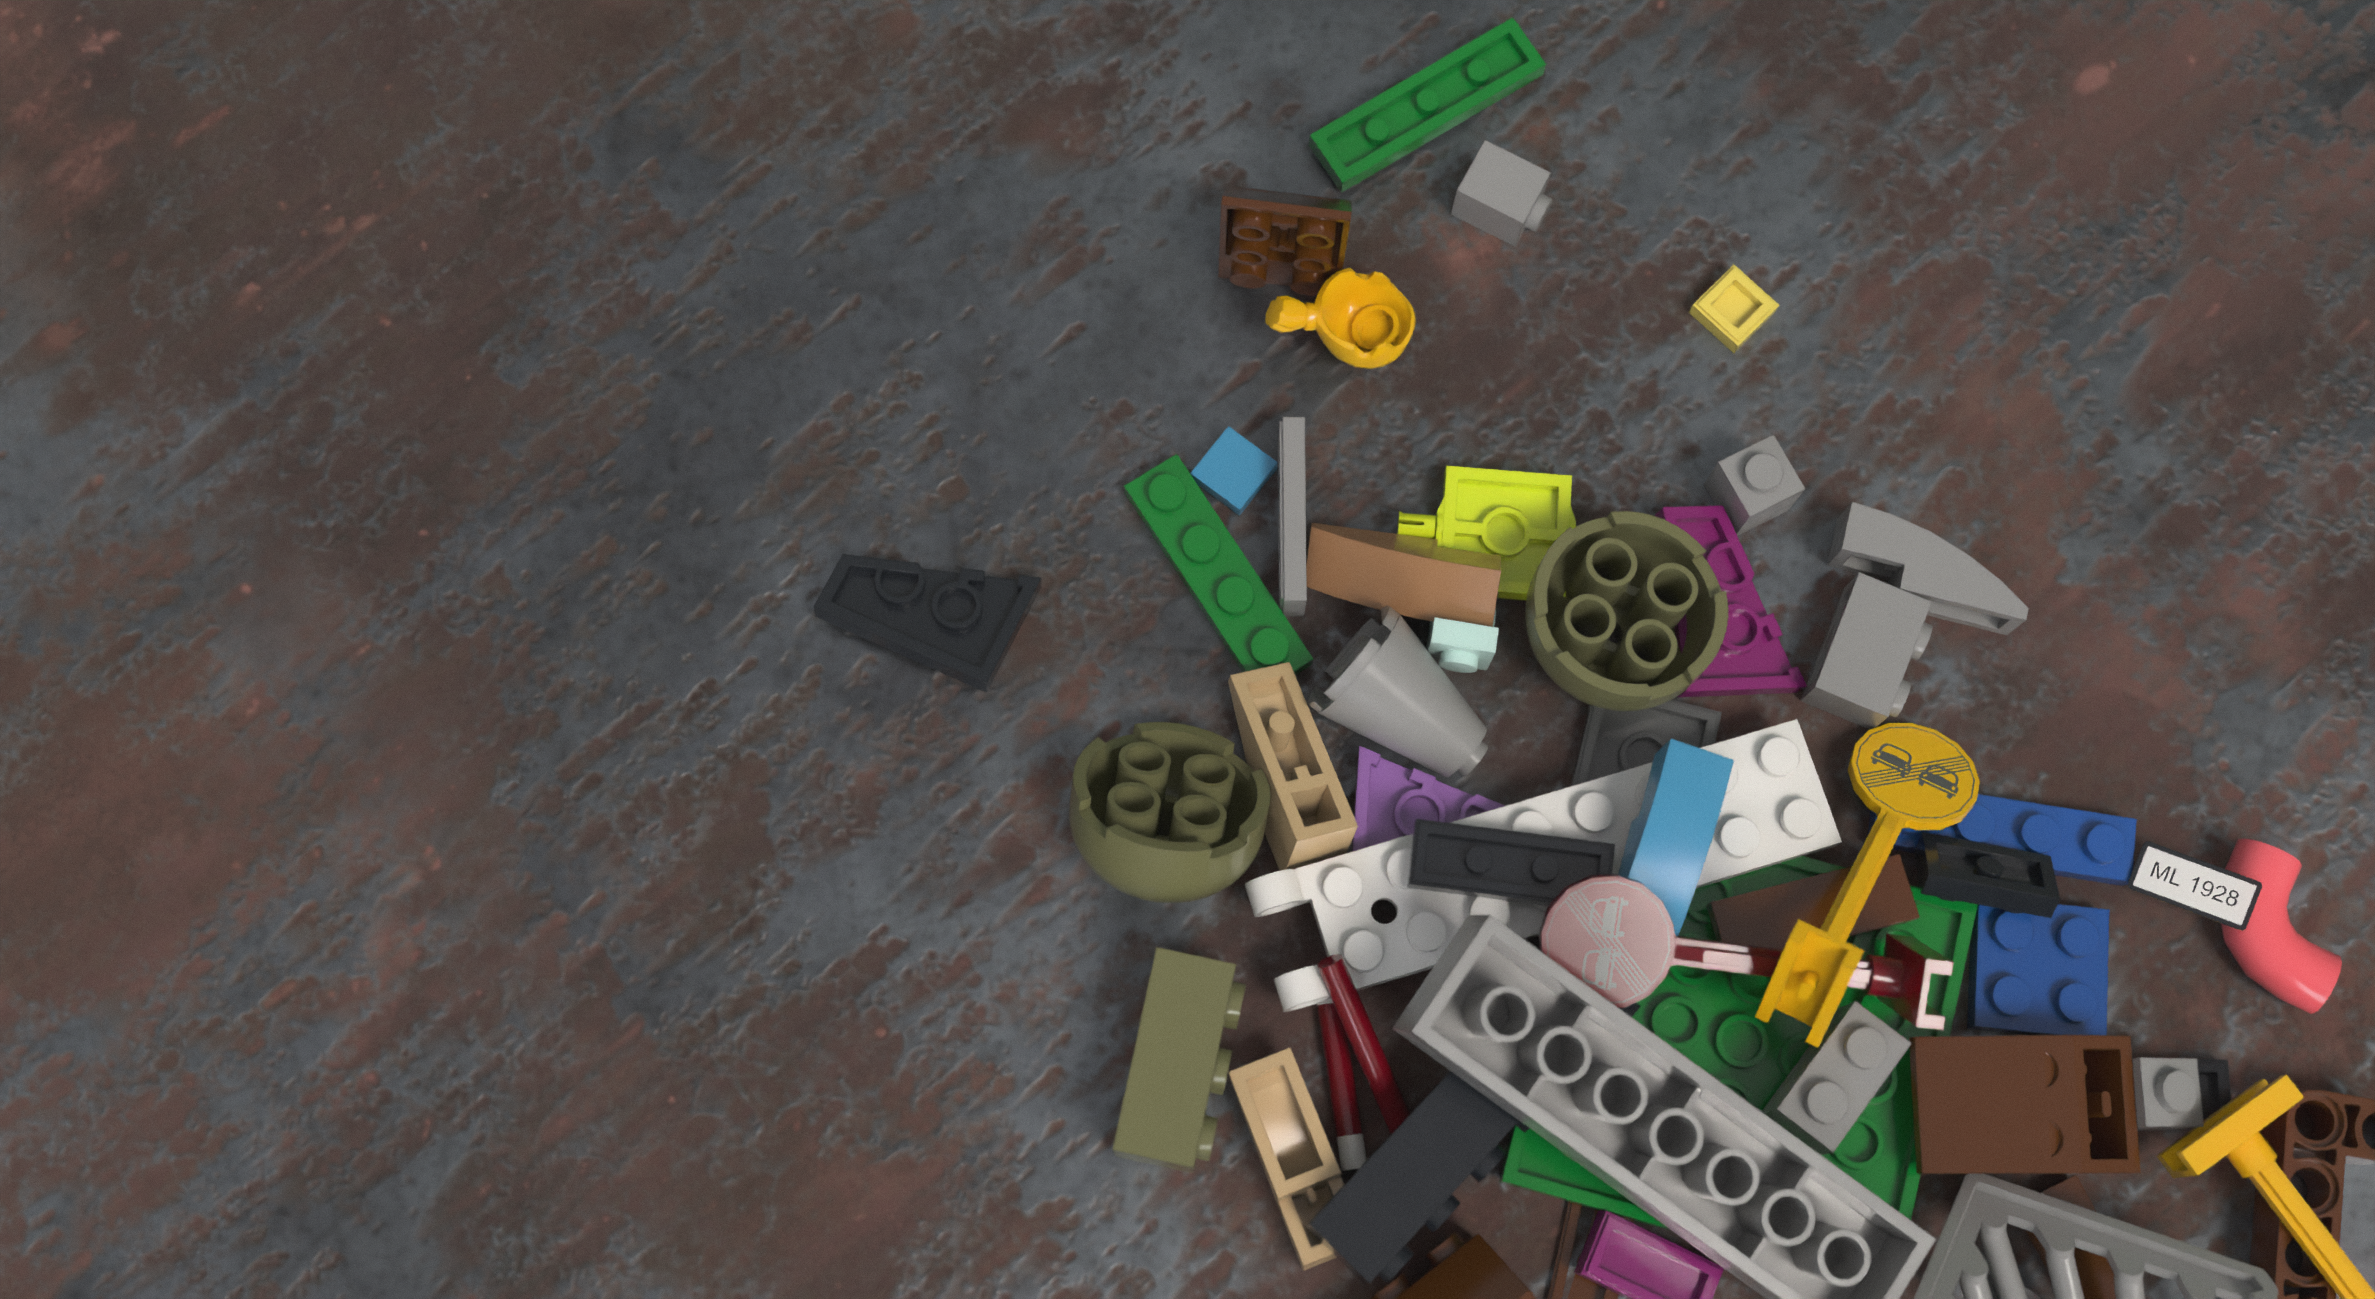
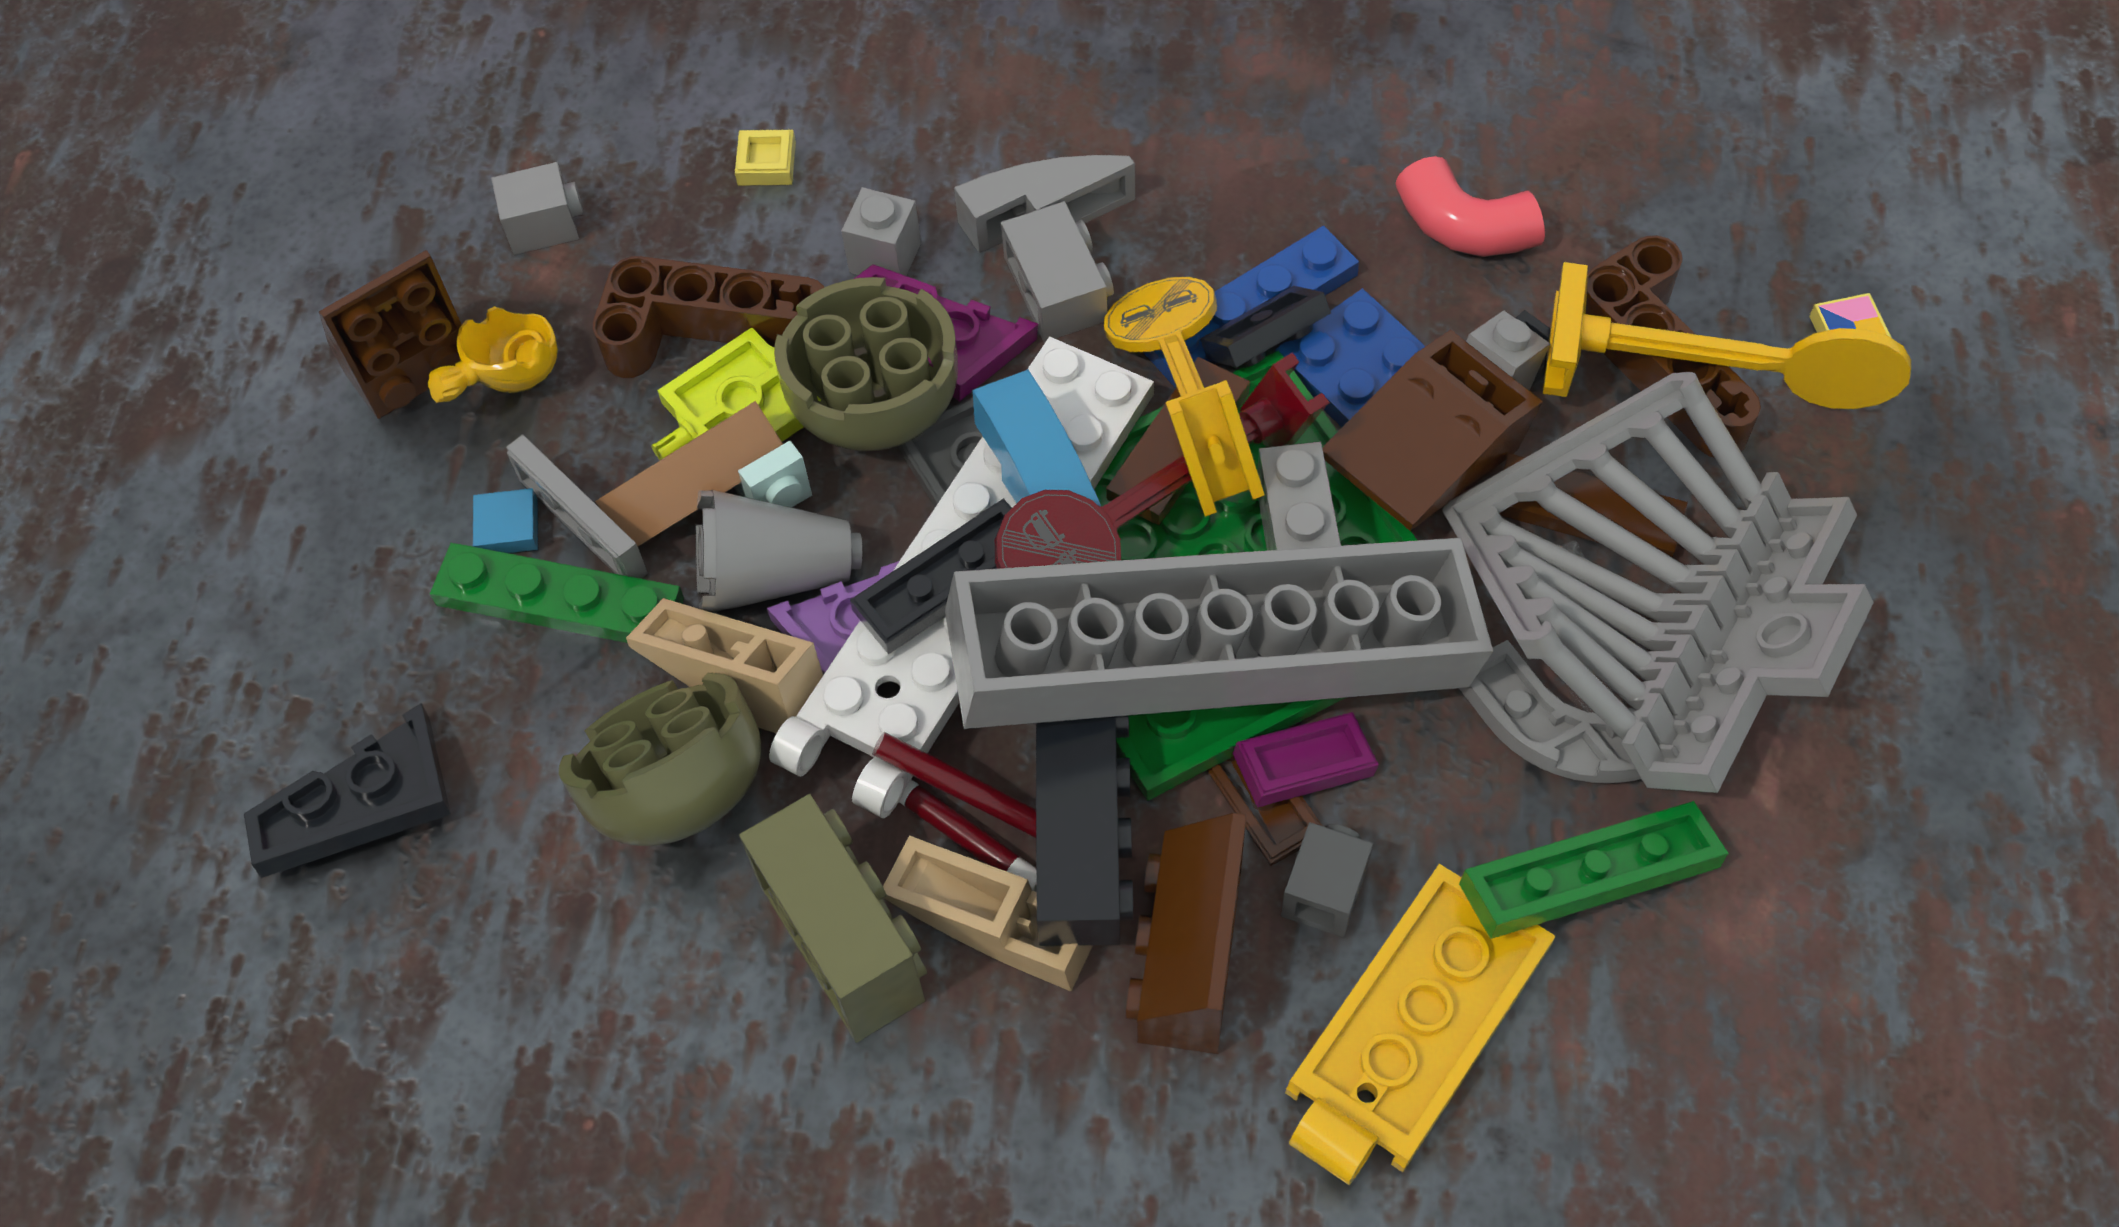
camera: 40 degrees left, 15 degrees down
(1426, 104) = (434, 188): green plate -> none
(1551, 434) = (688, 301): none -> reddish brown beam
(2194, 885) = (1397, 225): white sticker -> none

